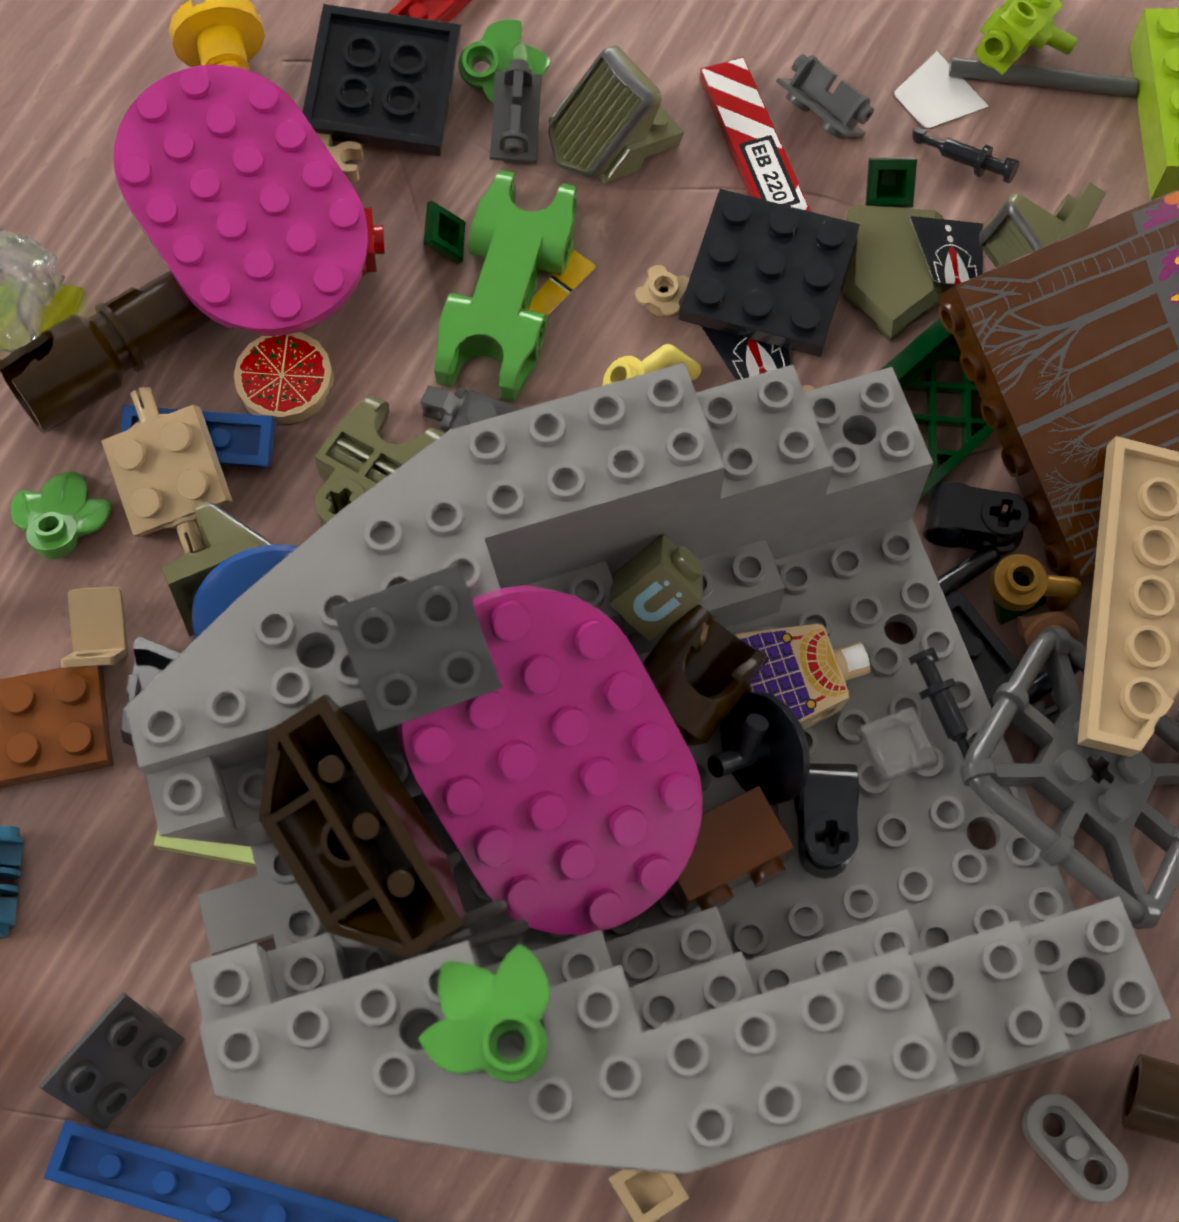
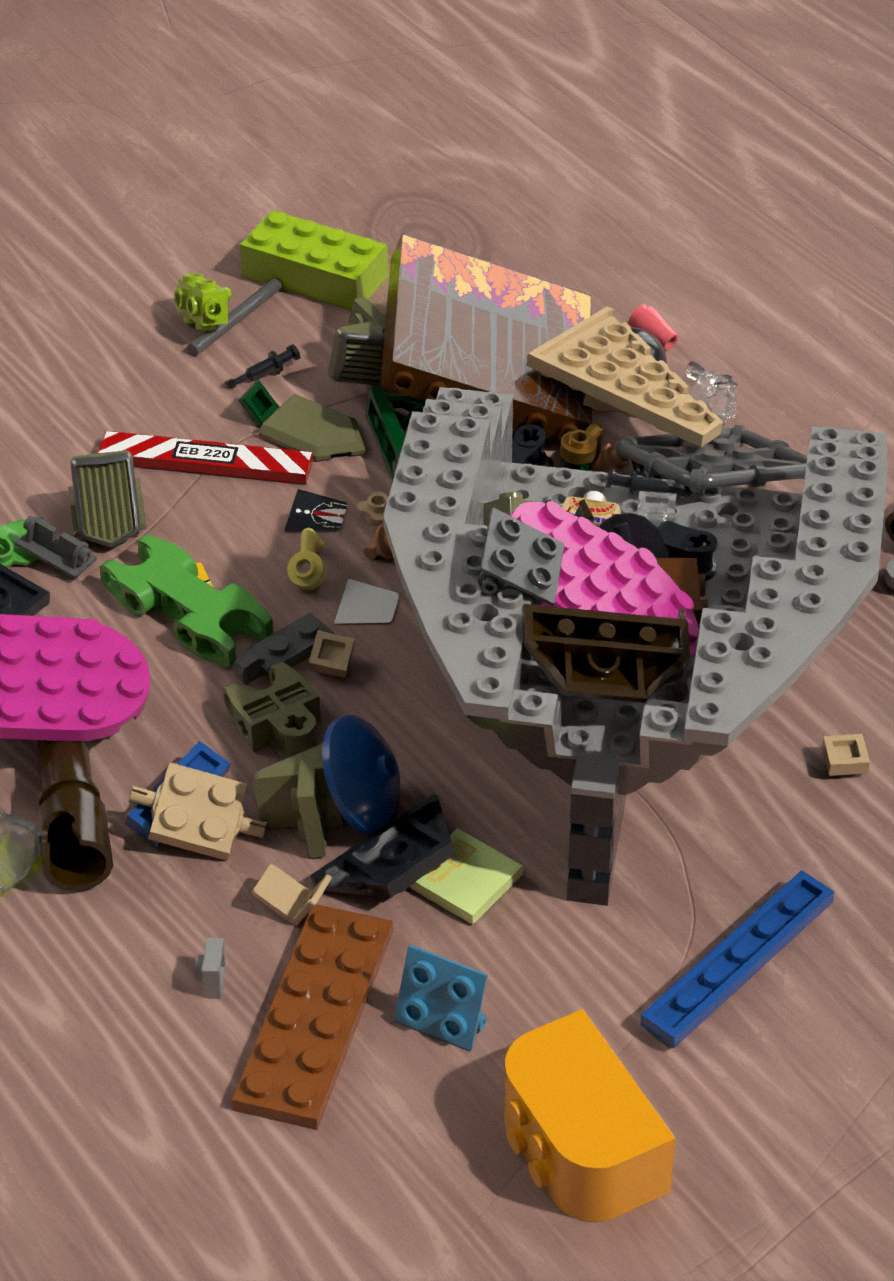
camera: 65 degrees left, 25 degrees down
(58, 514) = (178, 893): bright green plate -> none
(112, 1061) = (616, 976): dark grey hinge -> none
(284, 377) = (160, 738): tile -> none
(444, 232) = (117, 620): dark green slope -> none
(484, 1010) = (757, 597): bright green plate -> none
(661, 303) = (250, 533): tan plate -> none
(769, 272) = (280, 476): black plate -> none
(839, 110) = (187, 402): dark grey hinge -> none
(935, 96) = (206, 366): white sticker -> none
(950, 248) = (326, 398): black sticker -> none

